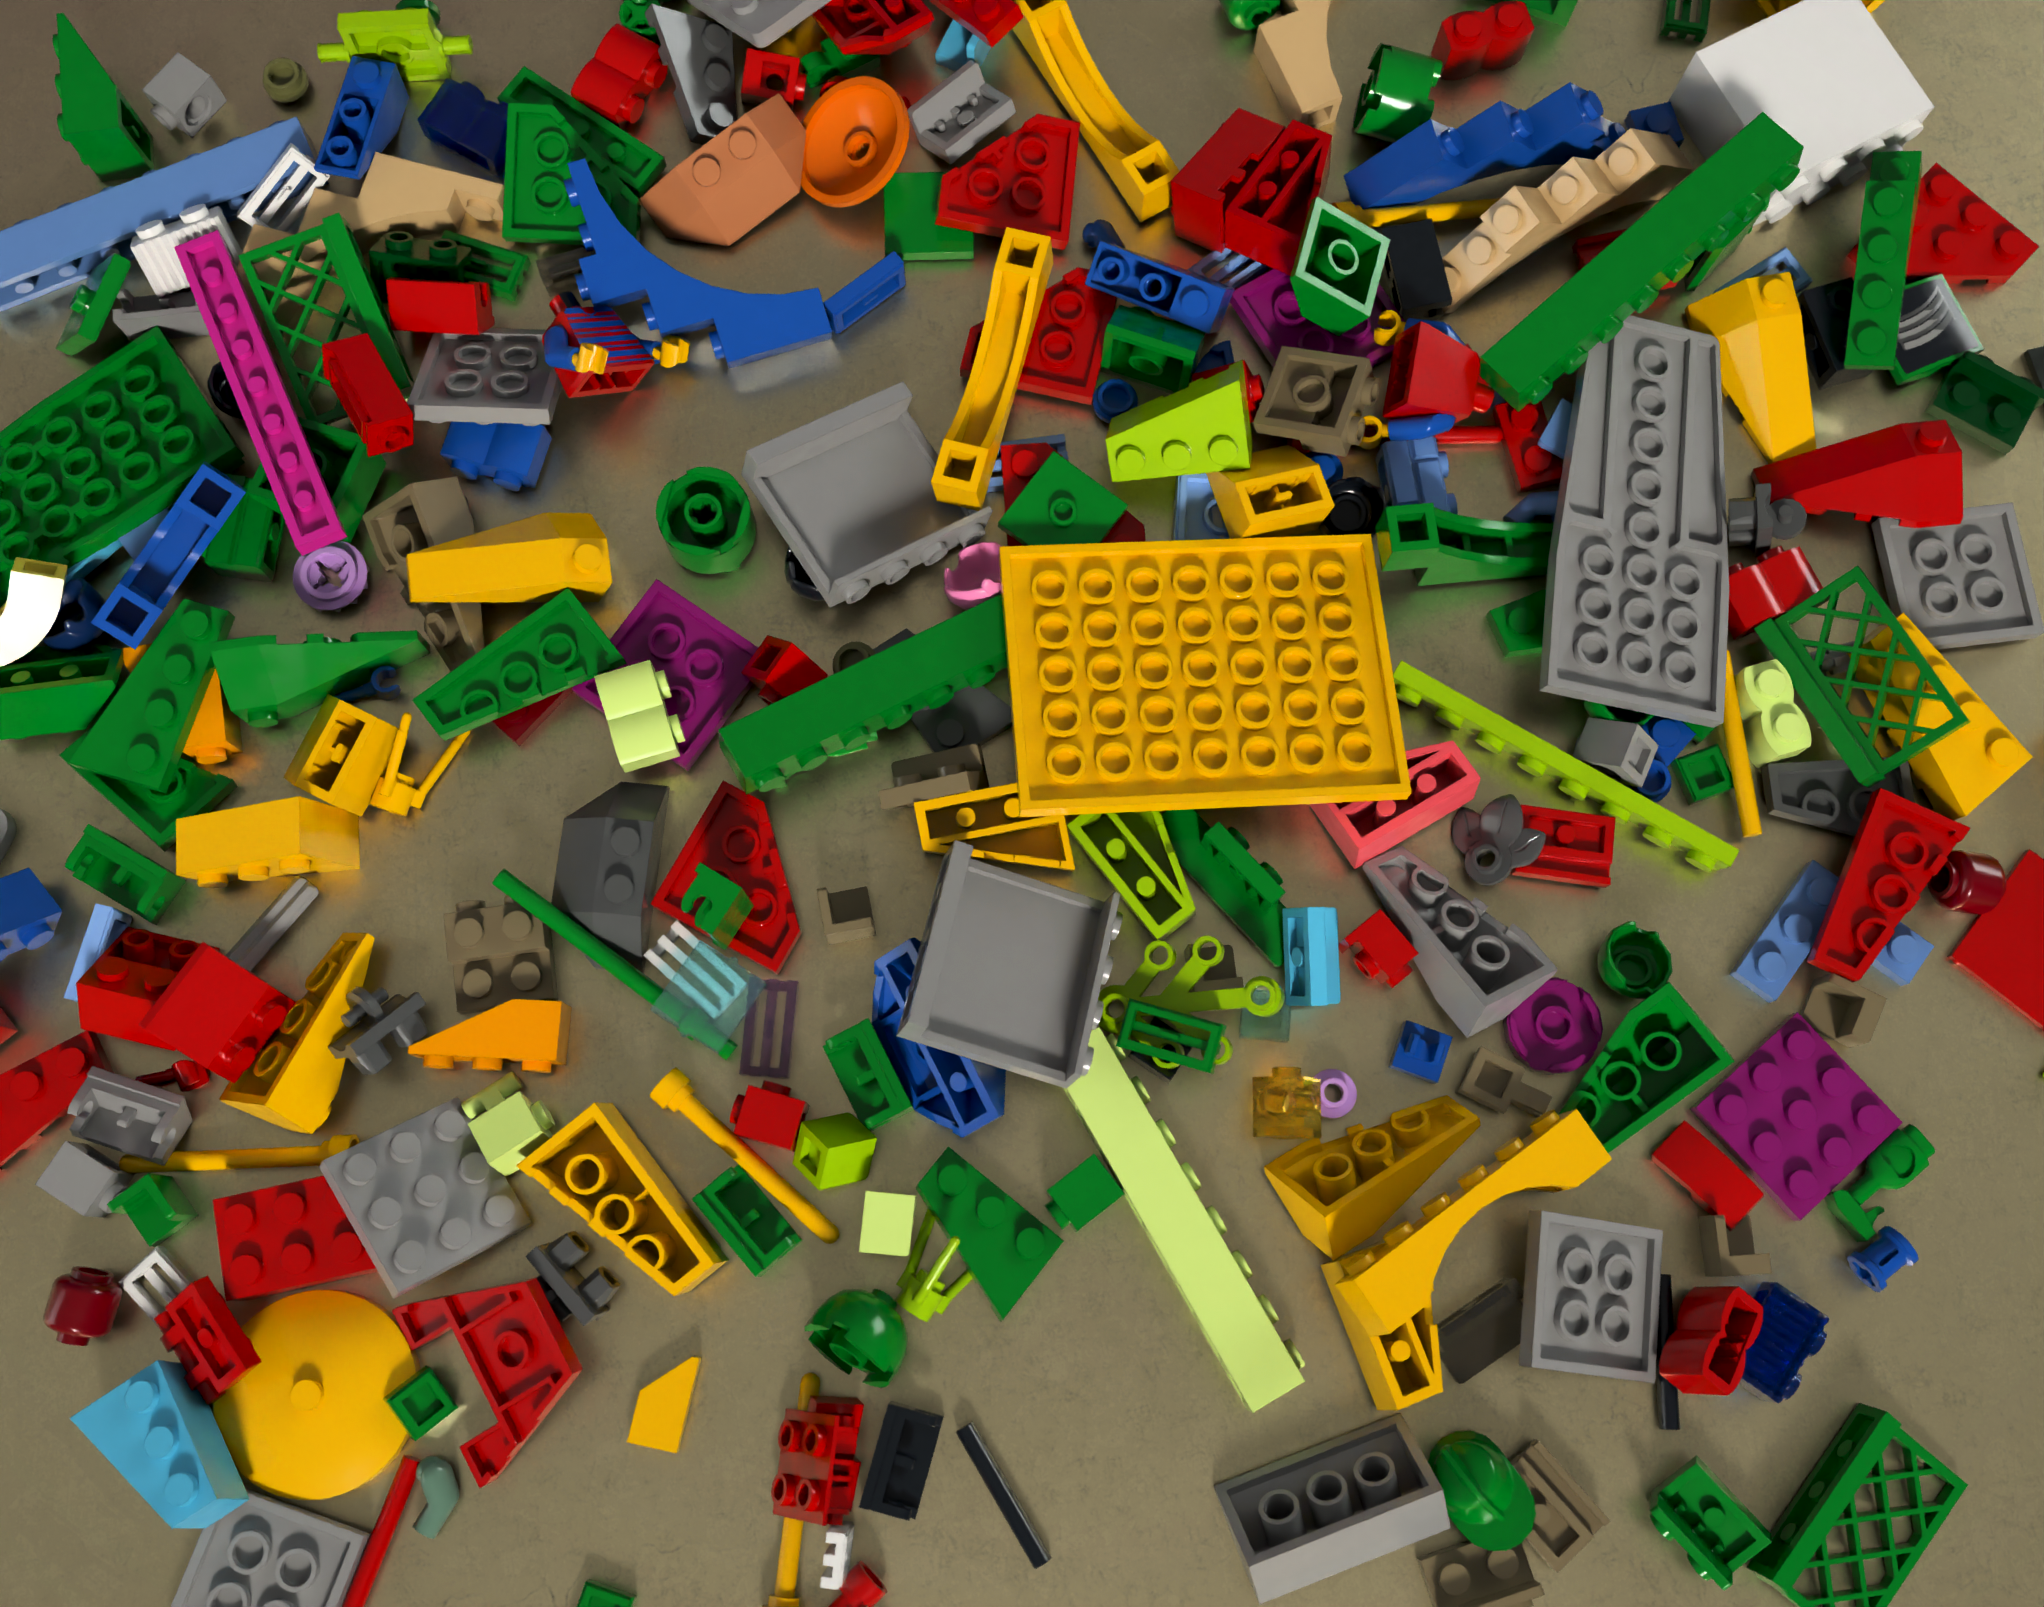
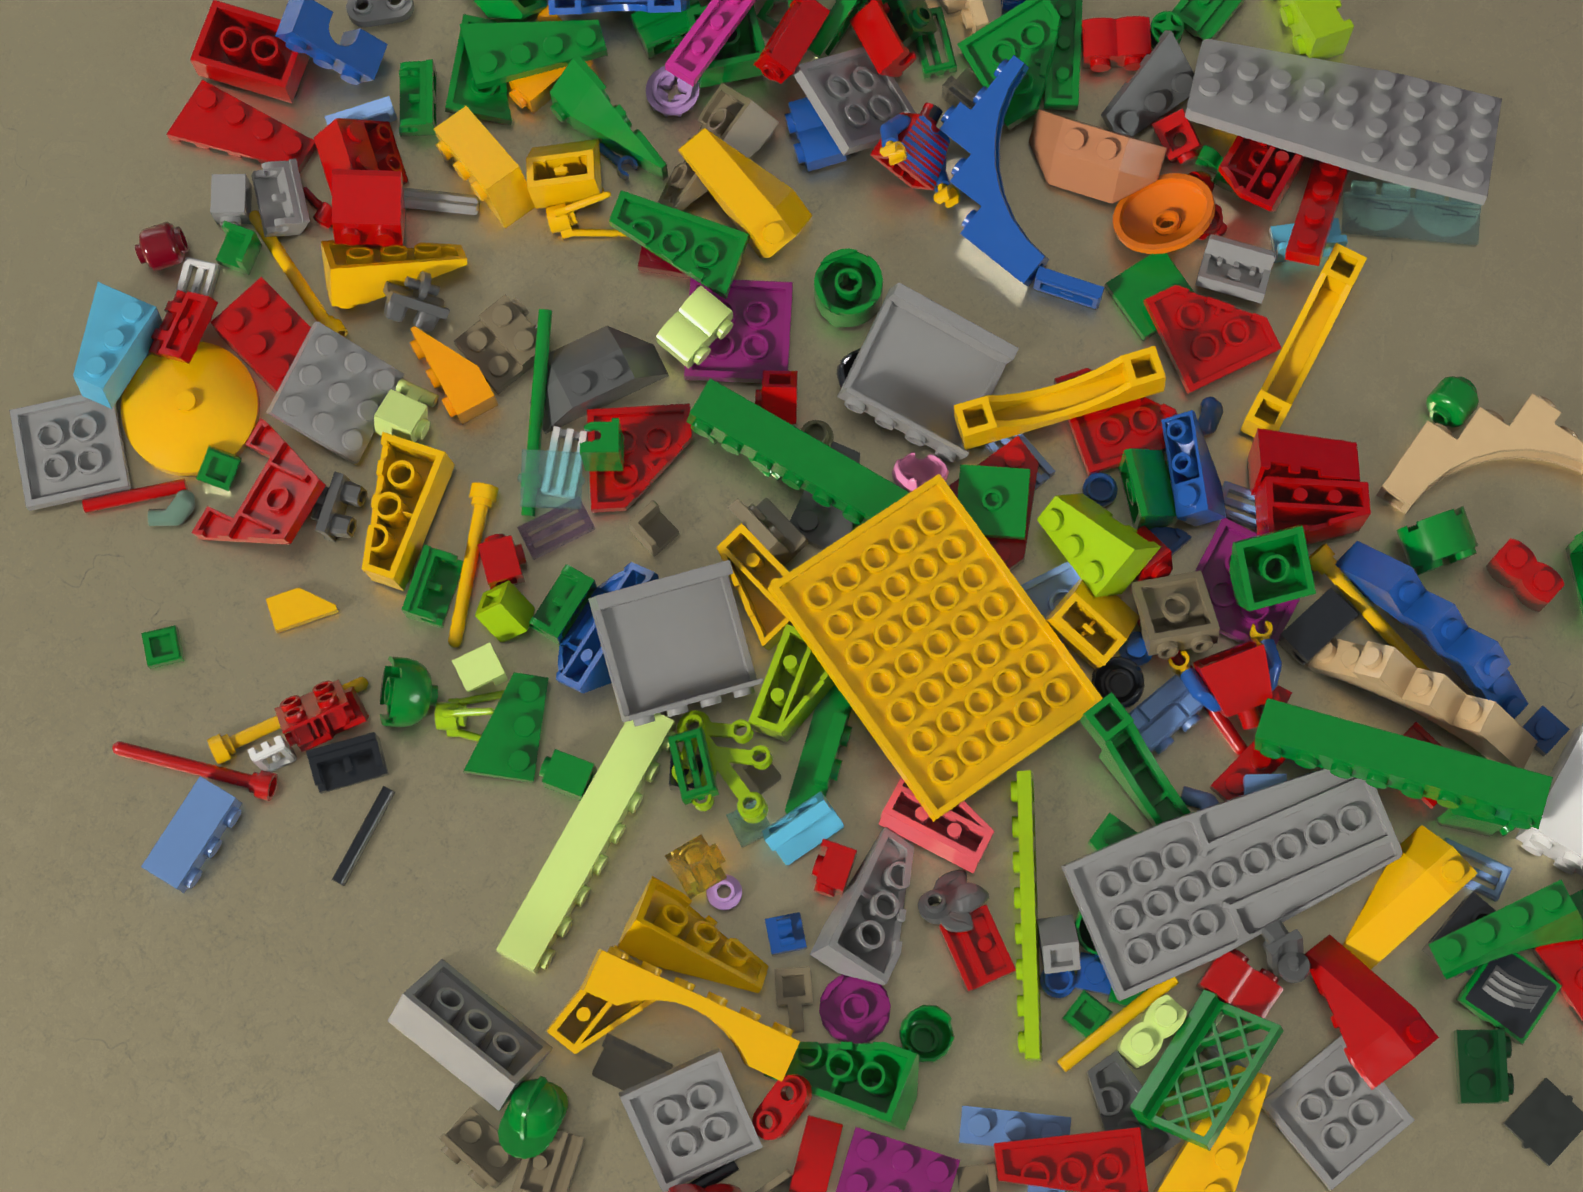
camera: 65 degrees right, 0 degrees up
(1631, 1180) = (780, 1108): none -> red plate

